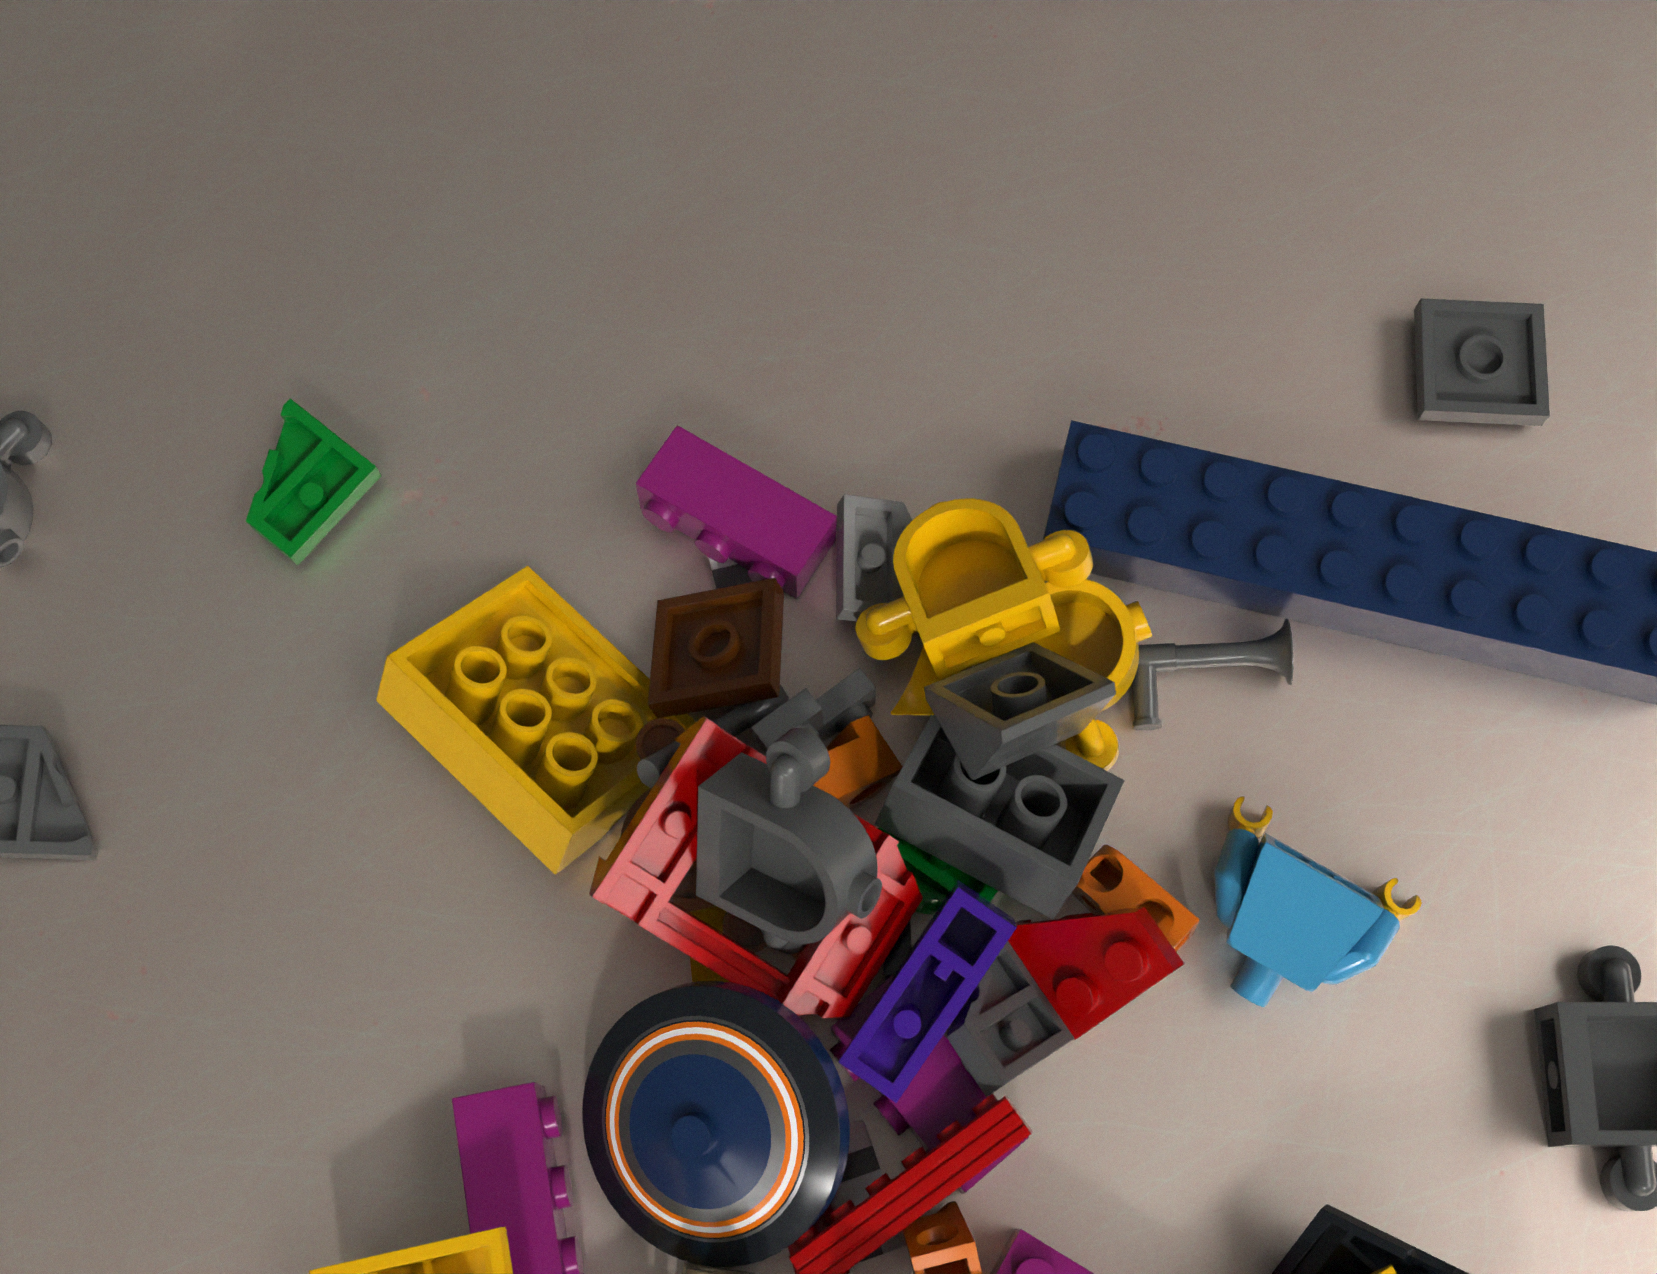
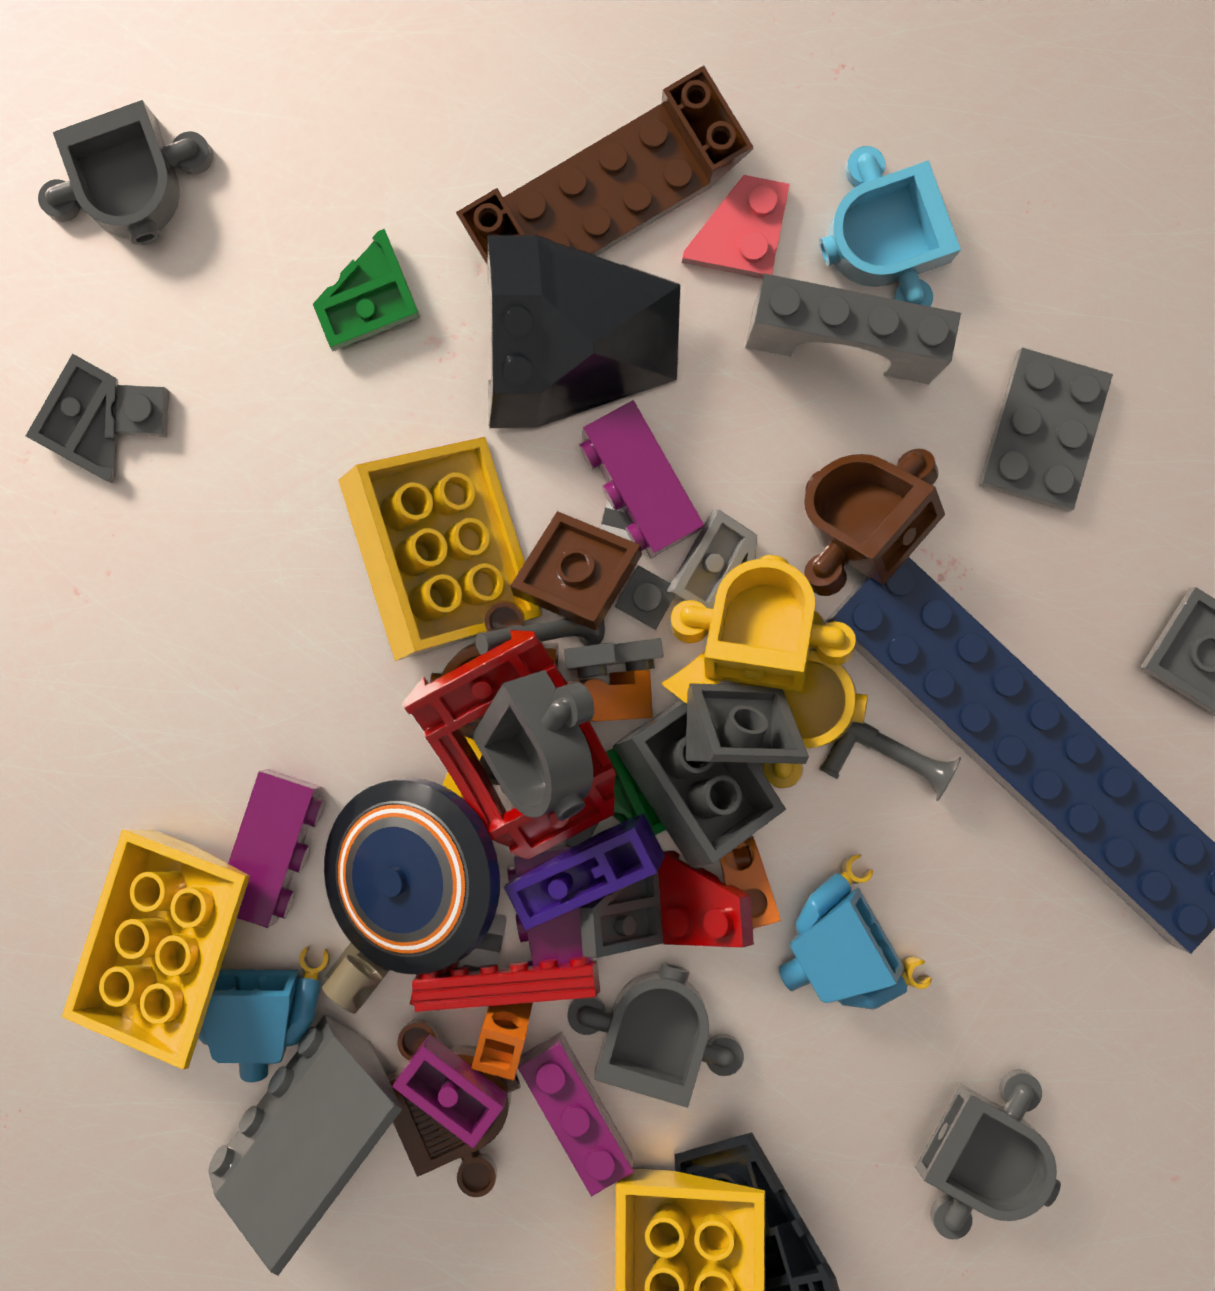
camera: 30 degrees right, 15 degrees up
(95, 752) = (141, 410): none -> dark grey plate
(527, 231) = (624, 176): none -> reddish brown slope
(566, 391) = (572, 331): none -> black wedge
(699, 203) = (742, 230): none -> coral wing
(803, 228) = (909, 335): none -> dark grey arch
(816, 644) = (645, 598): none -> dark grey plate
(863, 119) = (890, 227): none -> medium azure piece
(1018, 406) = (869, 515): none -> reddish brown piece
(1134, 1159) = (656, 1036): none -> dark grey piece
(1153, 233) = (1045, 429): none -> dark grey plate

